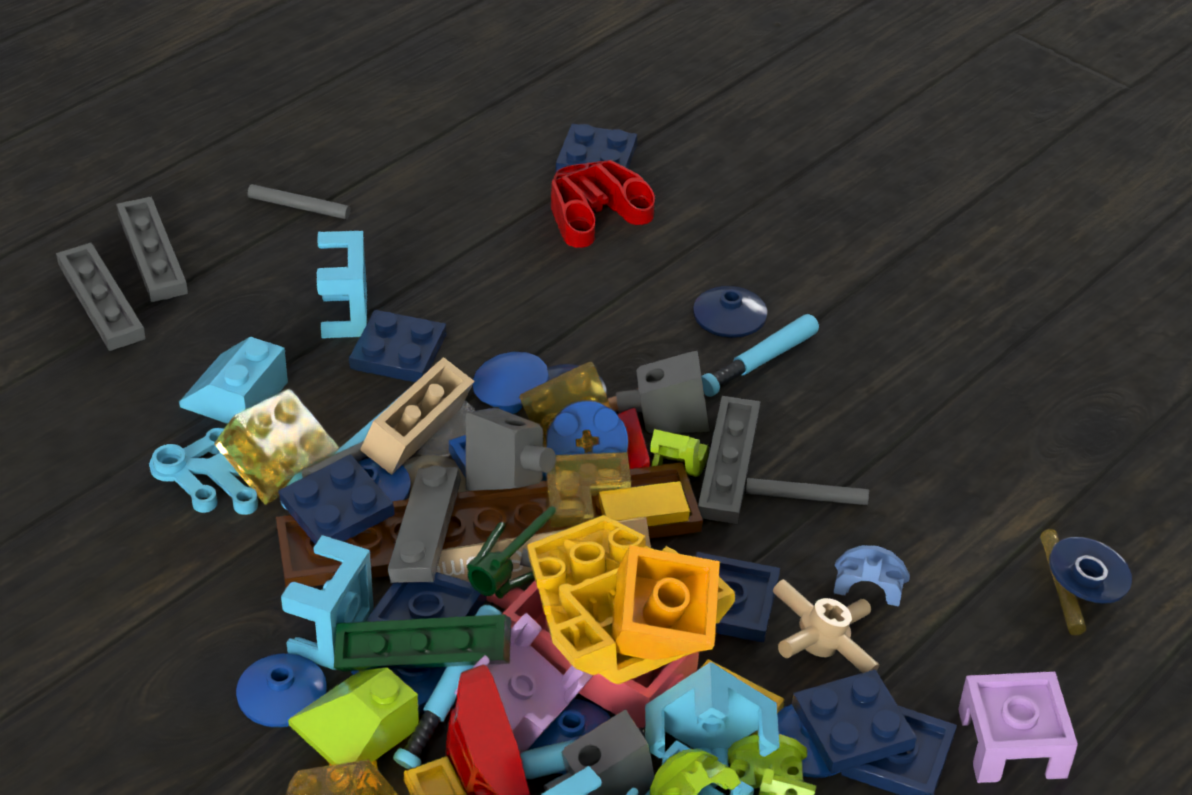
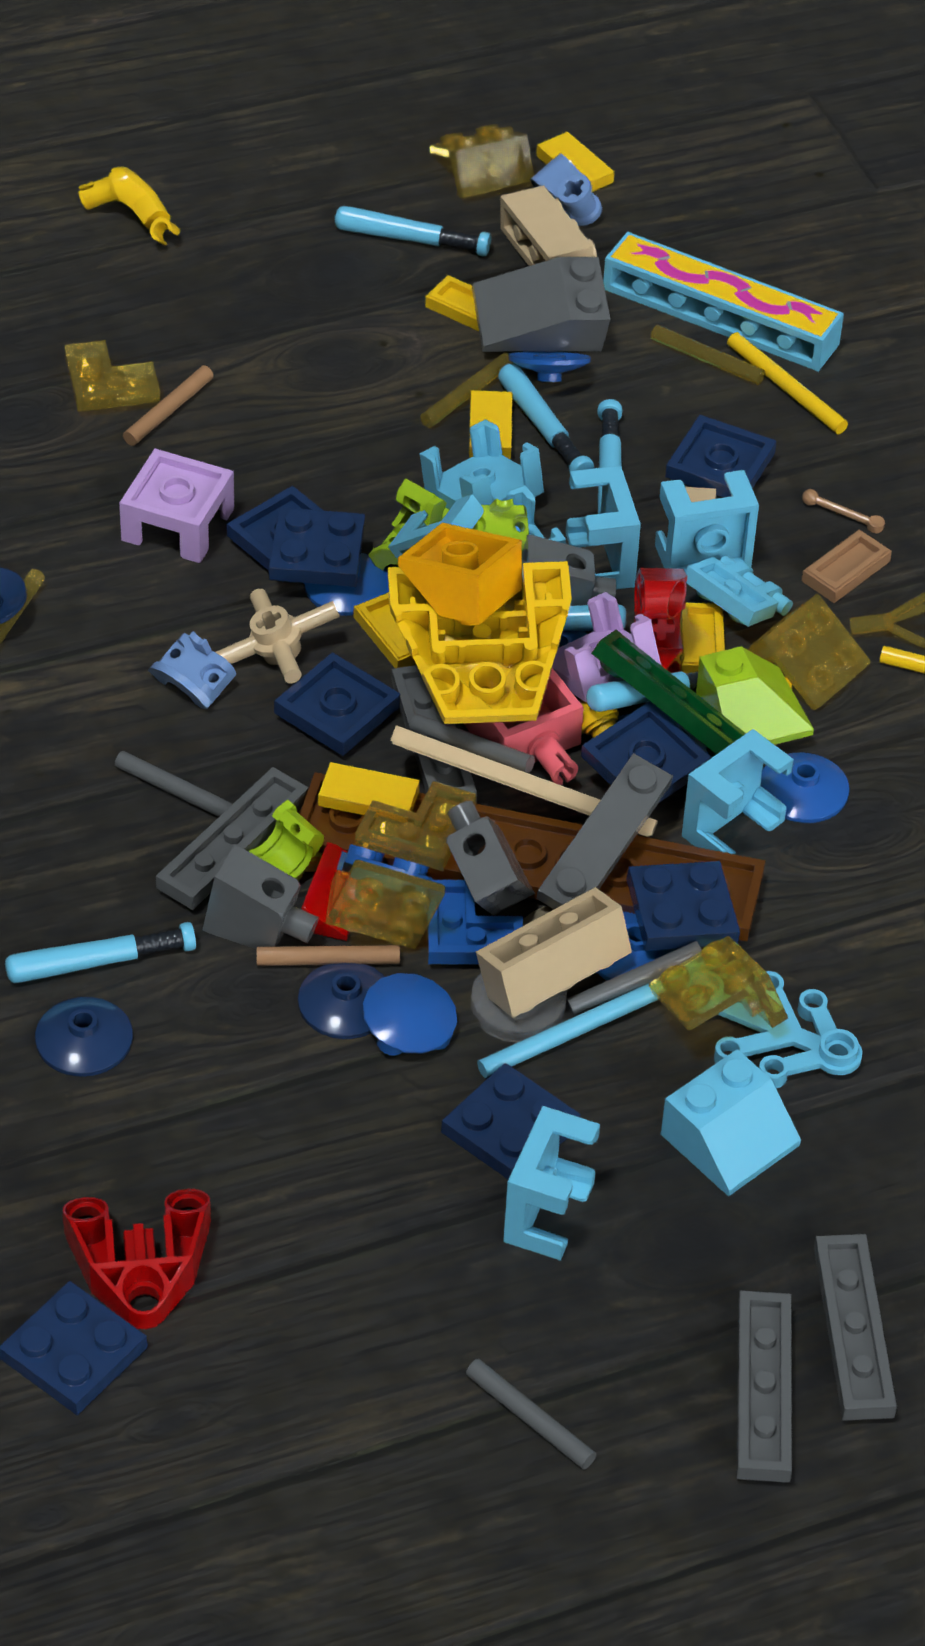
camera: 155 degrees left, 5 degrees up
(492, 571) = (573, 735): dark green plant -> none

